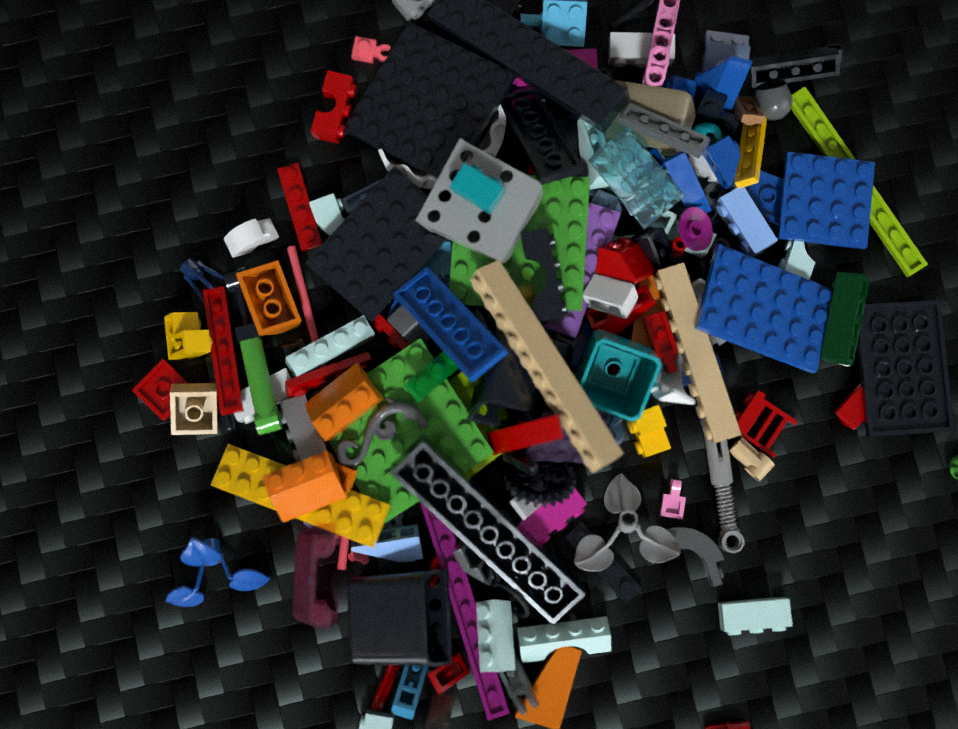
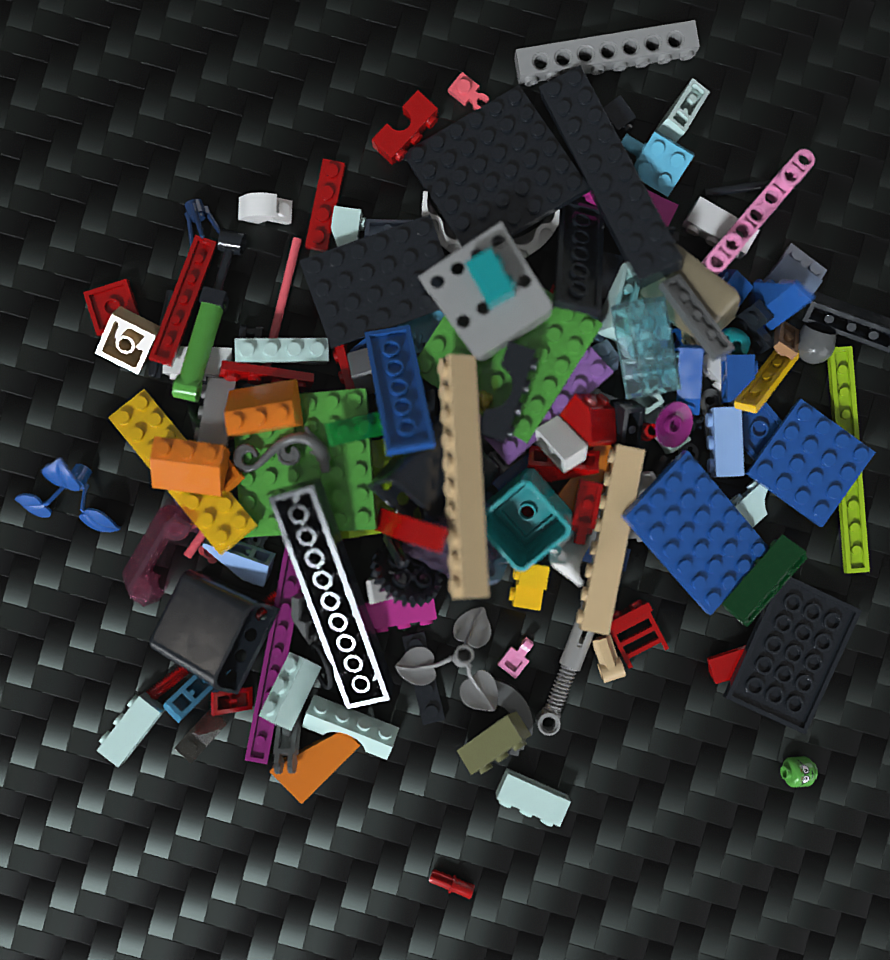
camera: 25 degrees right, 5 degrees up
(185, 336) = (156, 269): yellow brick -> none
(269, 299) = (249, 276): orange slope -> none
(696, 584) = (494, 743): none -> olive brick

